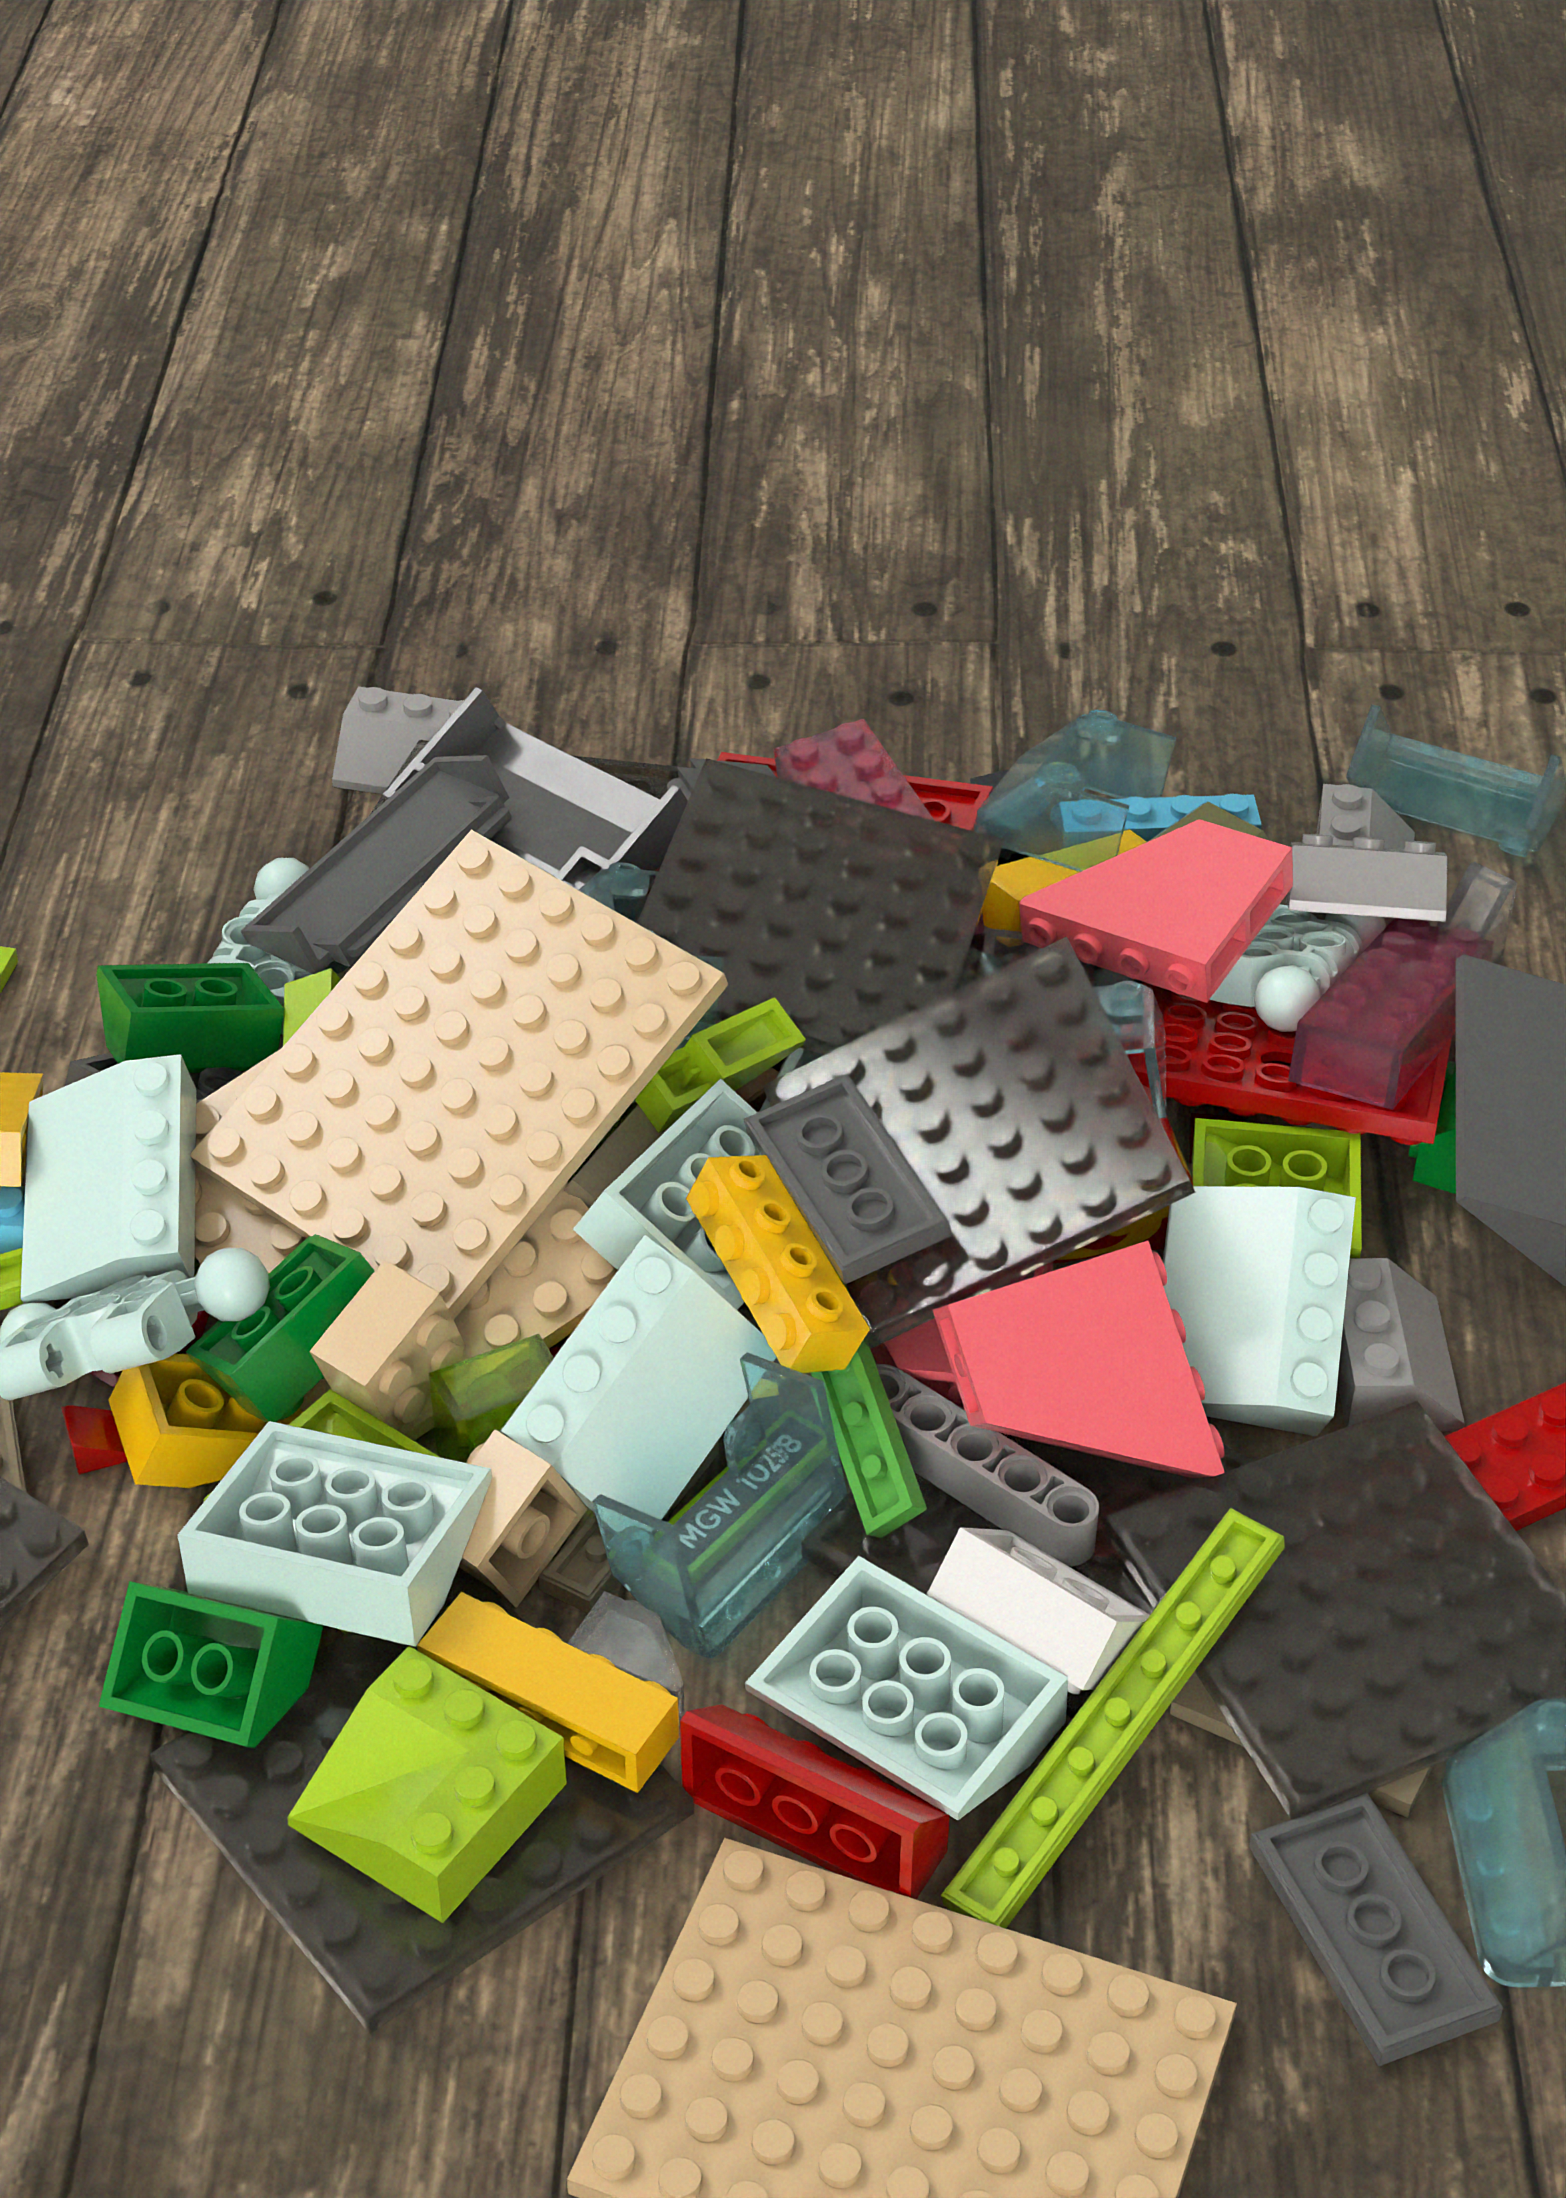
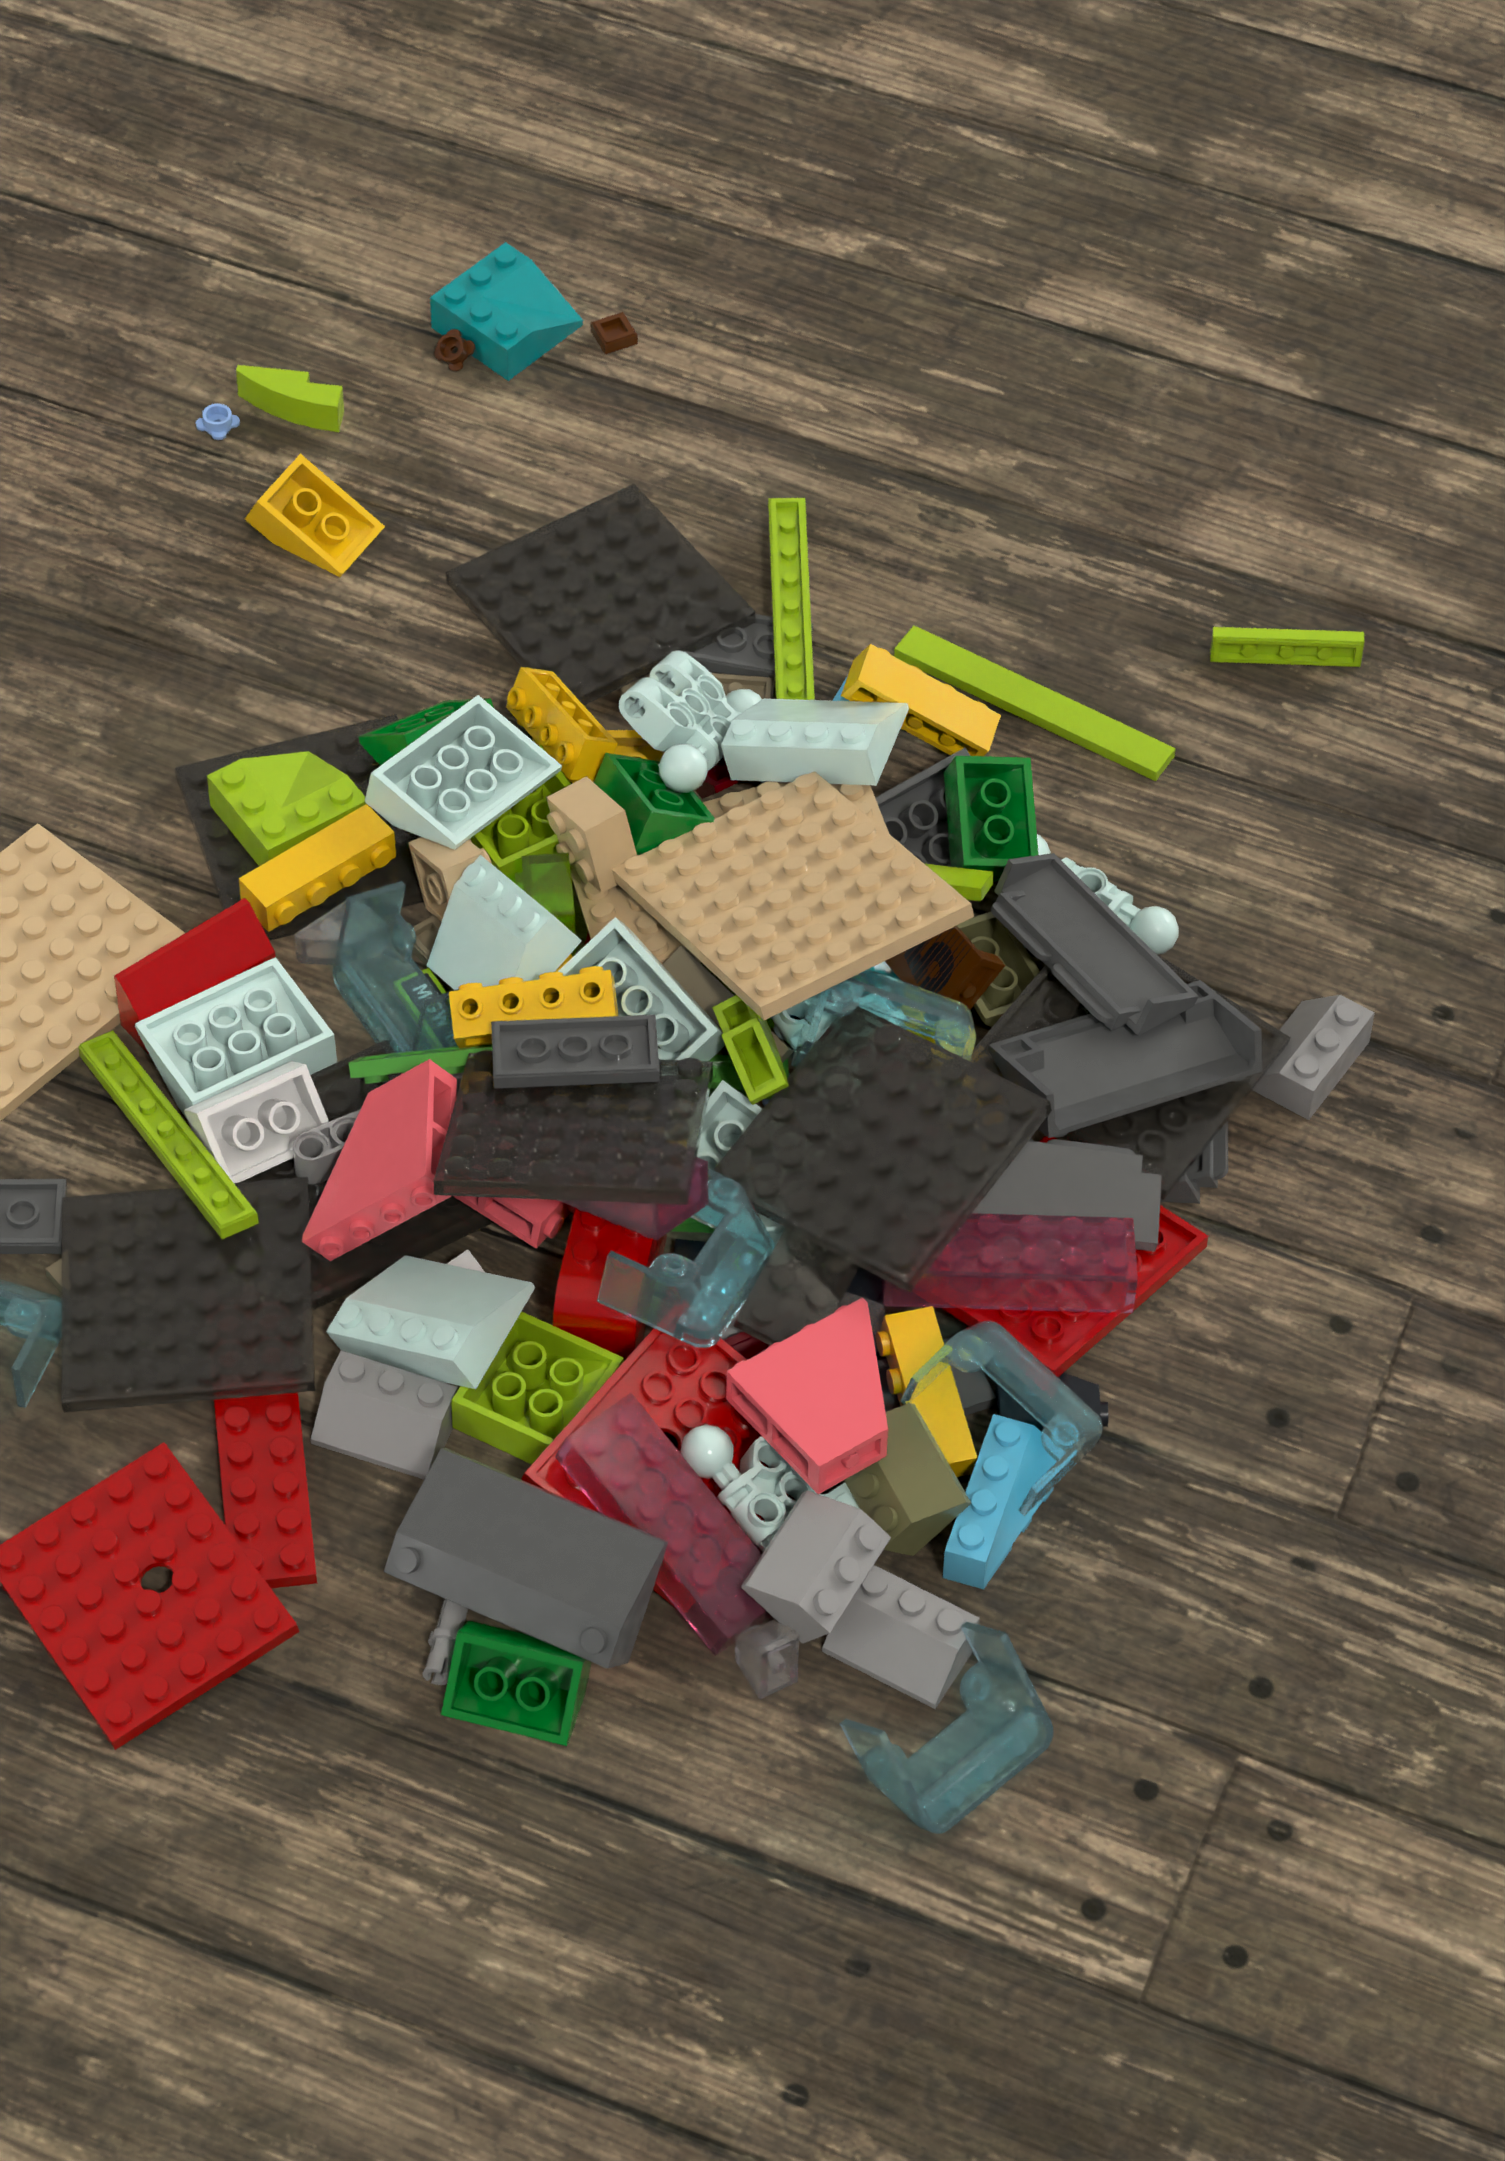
camera: 110 degrees right, 10 degrees up
(146, 1496) = (559, 723): none -> yellow brick

